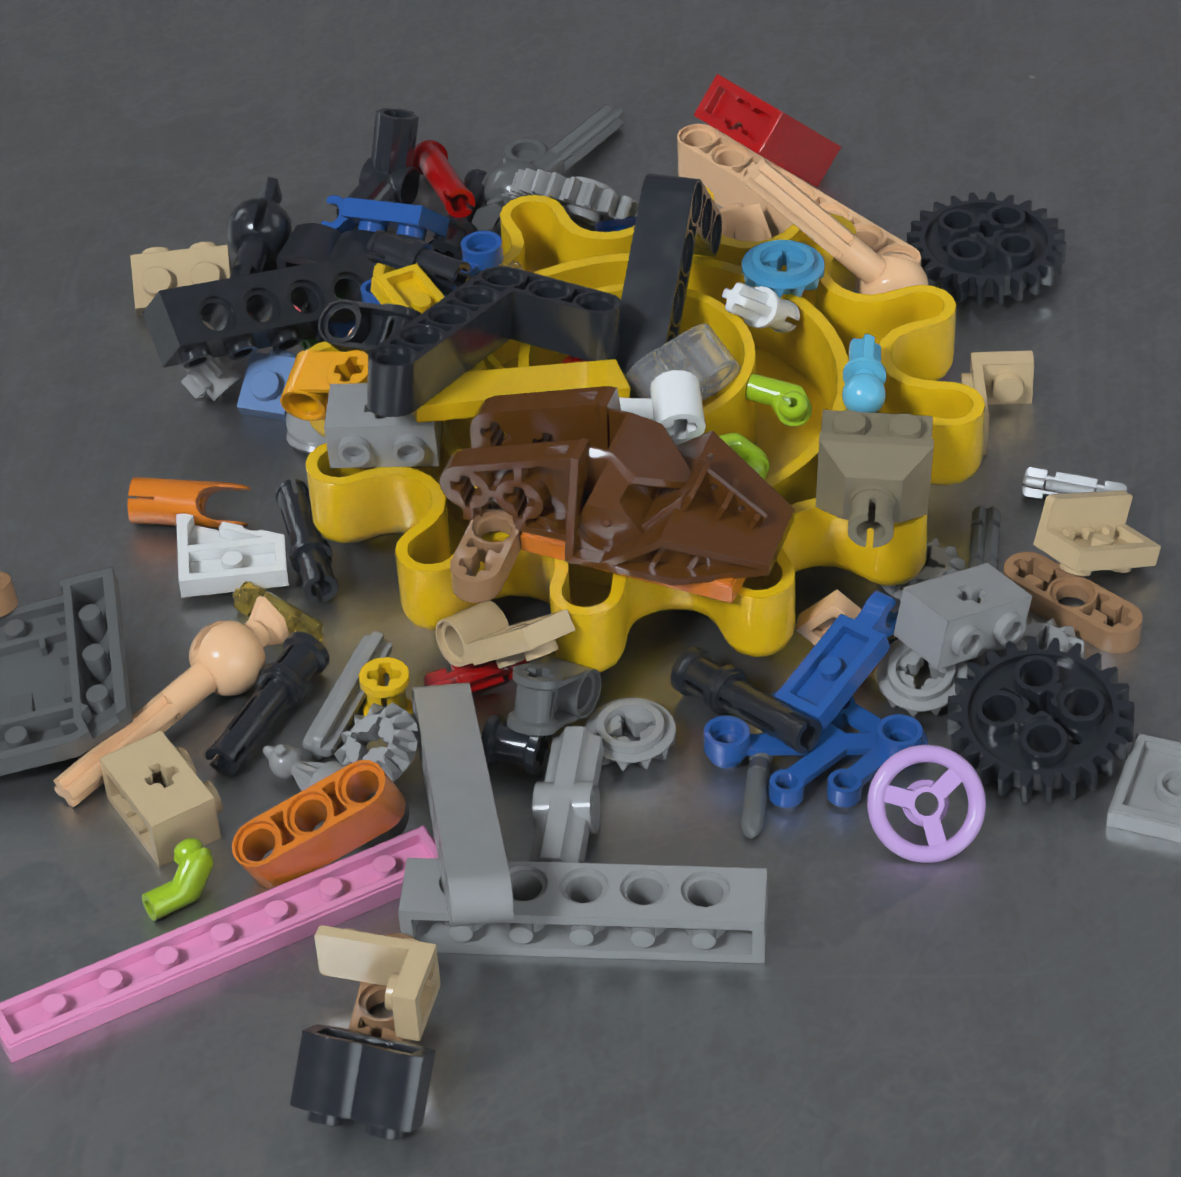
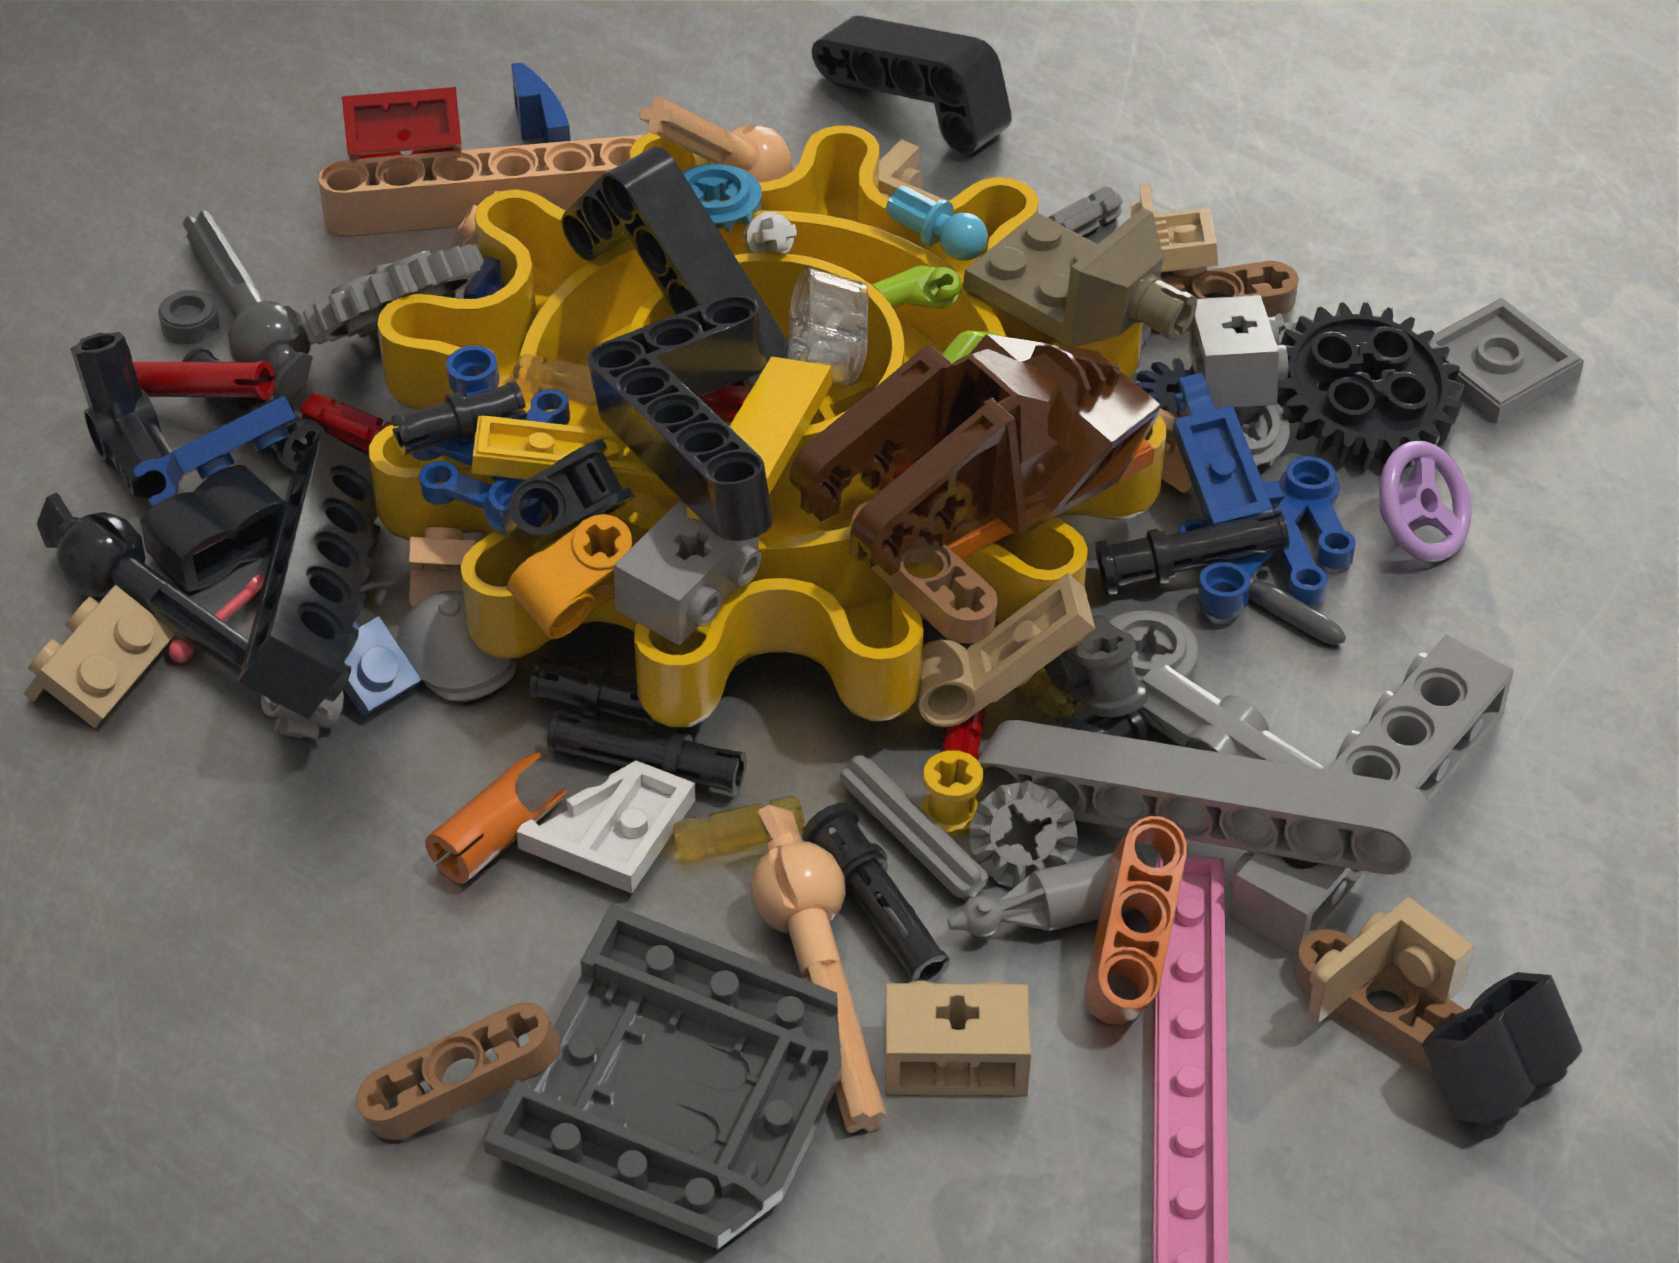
camera: 60 degrees left, 5 degrees up
(188, 883) = (1092, 1081): lime arm -> none
(674, 403) = (889, 346): white panel -> none
(884, 188) = (537, 107): none -> blue slope
(988, 247) = (702, 78): black gear -> none
(1130, 337) = (926, 65): none -> black beam

